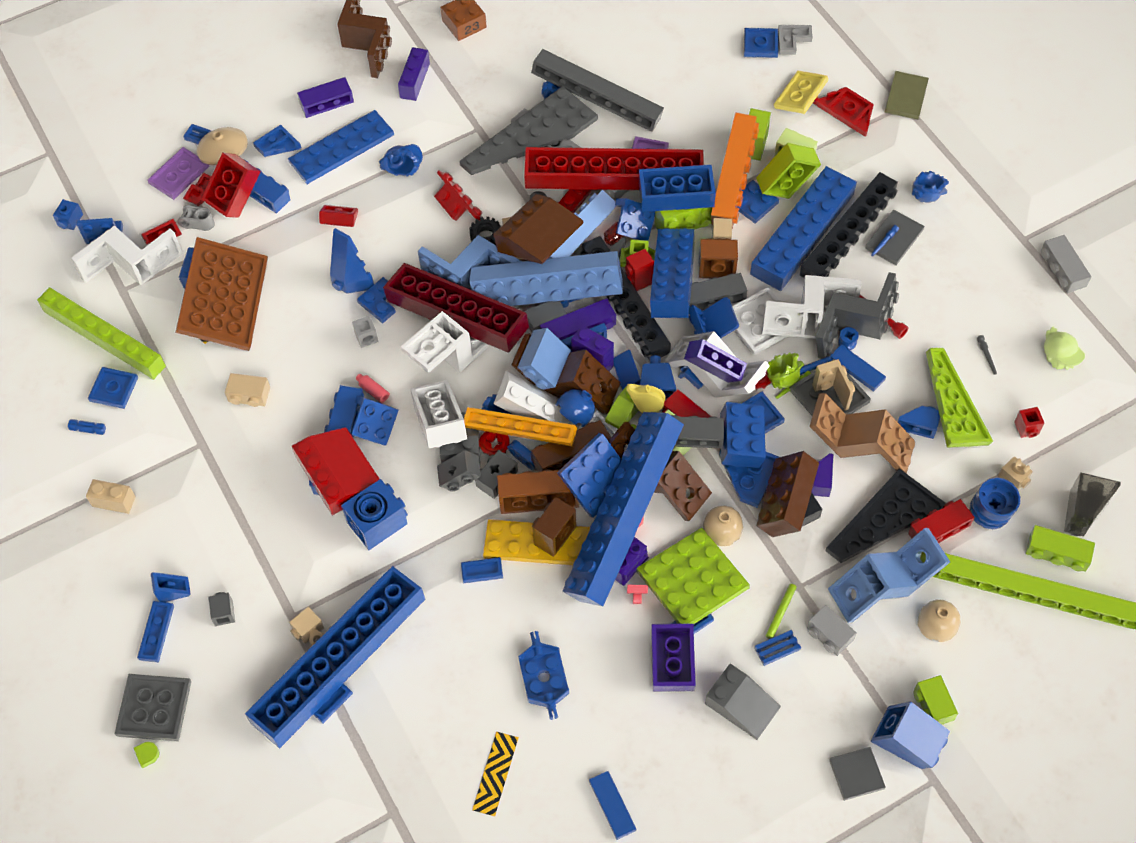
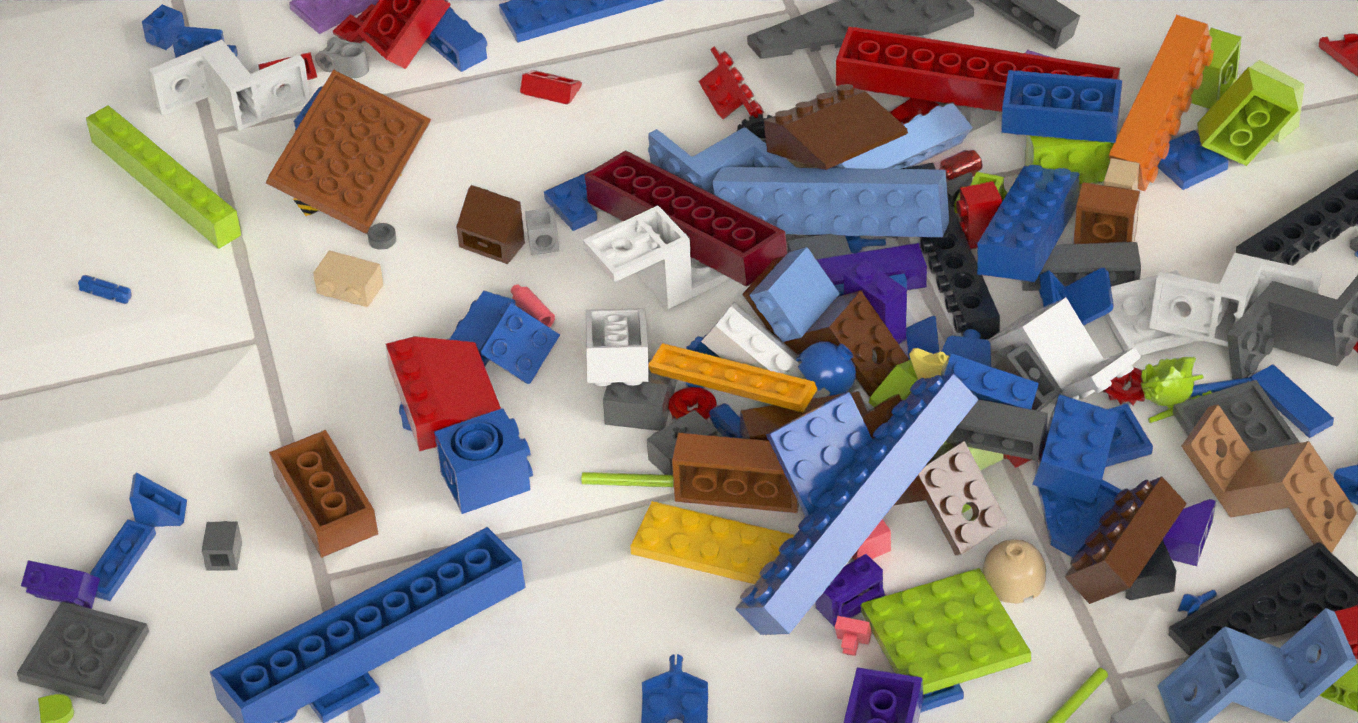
camera: 15 degrees right, 15 degrees down
(110, 496) = (109, 377): tan brick -> none
(113, 387) = (157, 246): blue plate -> none
(123, 663) = (60, 584): none -> dark purple window
(259, 351) = (381, 236): none -> dark grey tile
(278, 558) = (323, 493): none -> dark orange brick
(307, 626) = (336, 585): tan brick -> none
(330, 333) = (490, 225): none -> reddish brown slope
(346, 268) = (538, 140): blue wedge -> none
(402, 160) = (664, 27): blue hair -> none
(458, 471) = (625, 426): dark grey brick -> none
(467, 505) = (623, 479): none -> lime bar
(481, 570) = (623, 567): blue tile -> none
(554, 526) = (746, 516): reddish brown brick -> none
(634, 222) = (991, 150): blue bracket -> none
(680, 404) = (991, 383): none -> blue brick
(699, 388) = (1027, 365): none -> dark grey brick
(715, 361) = (1056, 334): brick -> none
(801, 92) = (1303, 28): light yellow tile -> none
(803, 228) = (1278, 183): blue brick -> none
(834, 375) = (1239, 393): tan bracket -> none
(836, 525) = (1192, 603): none -> blue hand
(845, 341) = (1287, 357): blue wheel -> none

